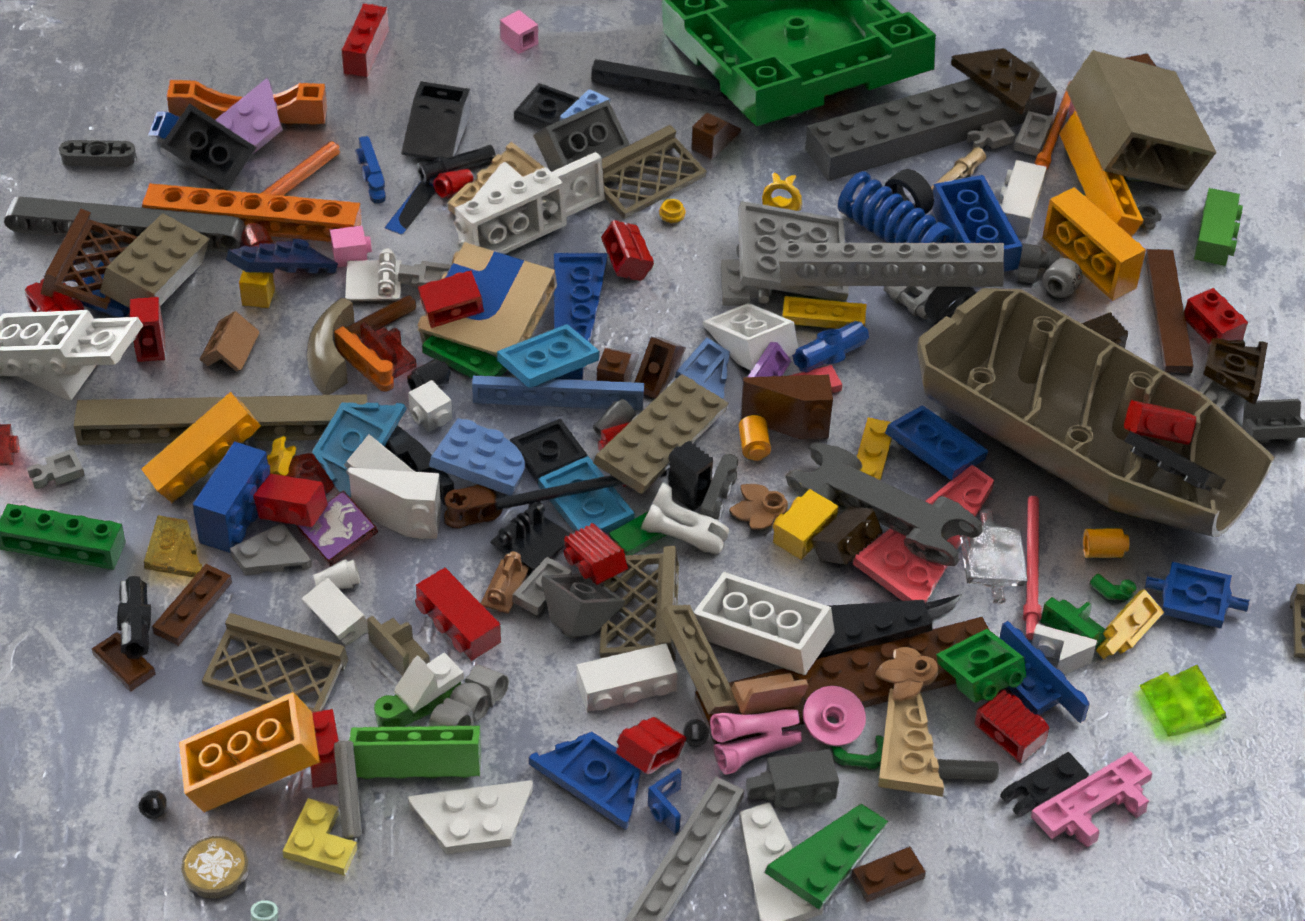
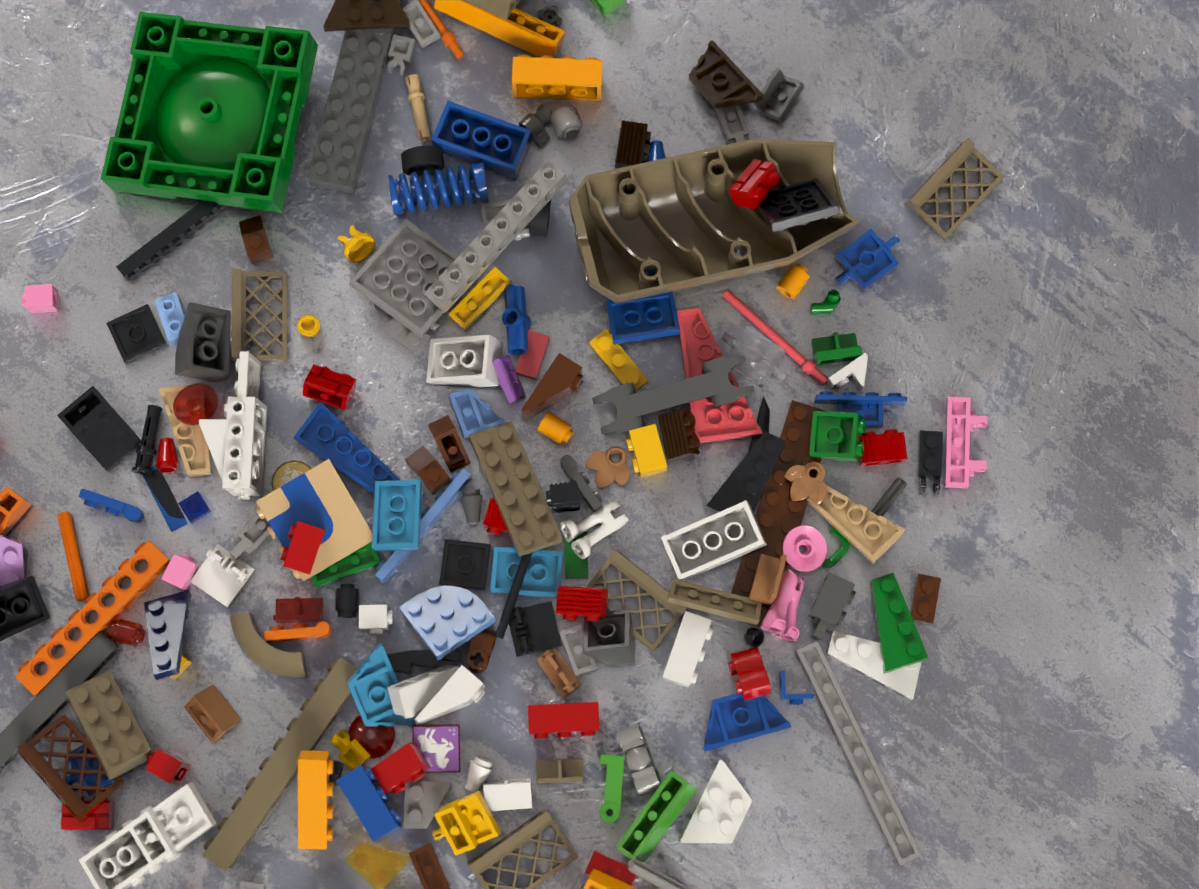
camera: 55 degrees left, 30 degrees up
(275, 587) = (466, 823): none -> yellow plate
(385, 315) = (263, 595): reddish brown axle -> none
(422, 228) = (194, 507): none -> clear blue plate
(427, 681) = (613, 777): white slope -> none
(521, 162) = (192, 397): none -> clear red dish
(1022, 195) = (473, 84): white brick -> none
(1130, 624) = (861, 319): yellow hinge -> none
(1169, 311) = (638, 74): reddish brown tile -> none
(1183, 701) = (931, 333): clear neon green slope -> none
(1214, 317) = (671, 55): red brick -> none

